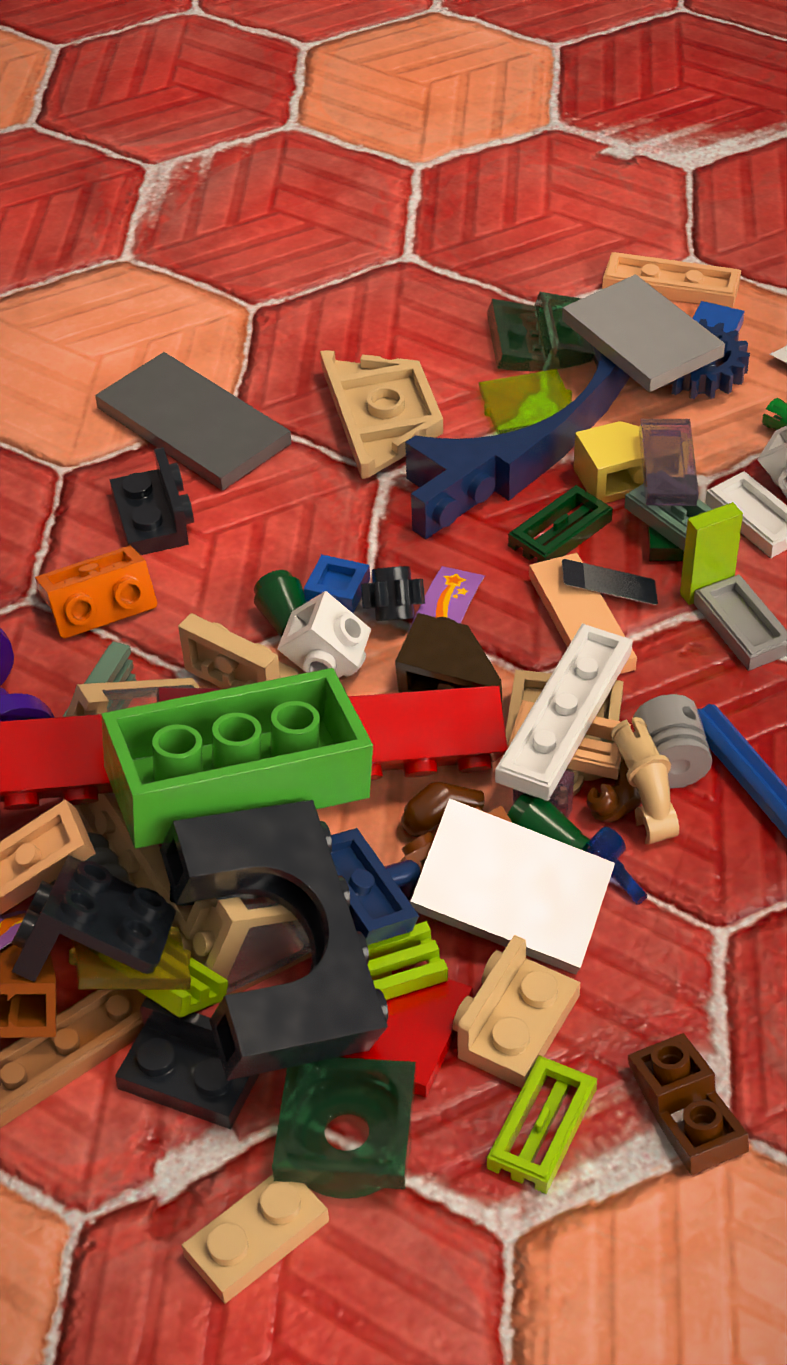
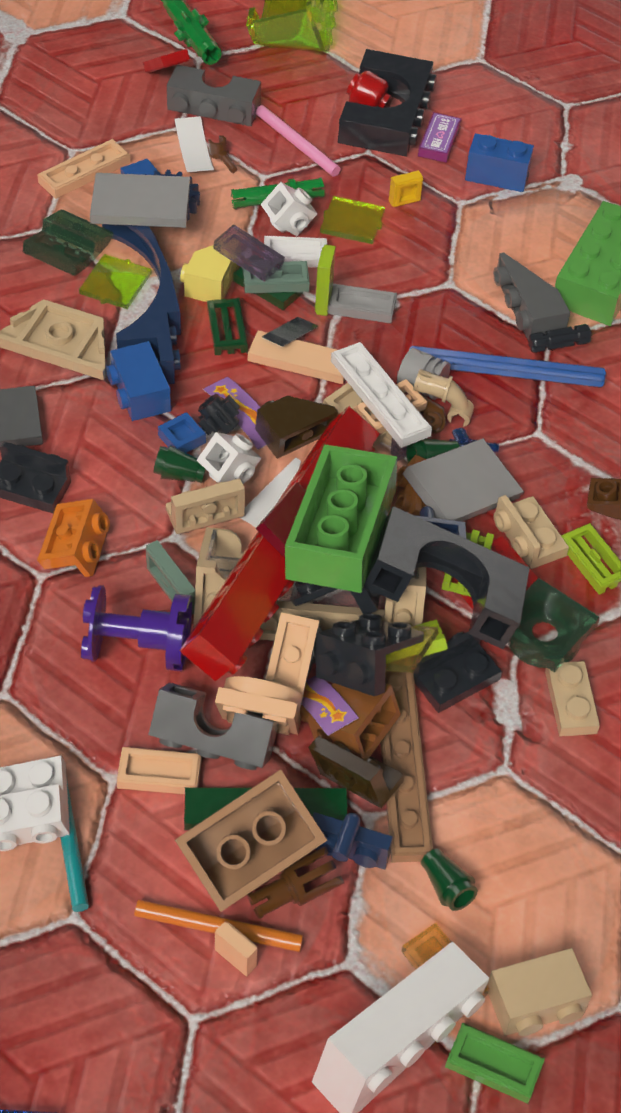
camera: 60 degrees left, 5 degrees up
(376, 503) = (139, 381): none -> blue brick

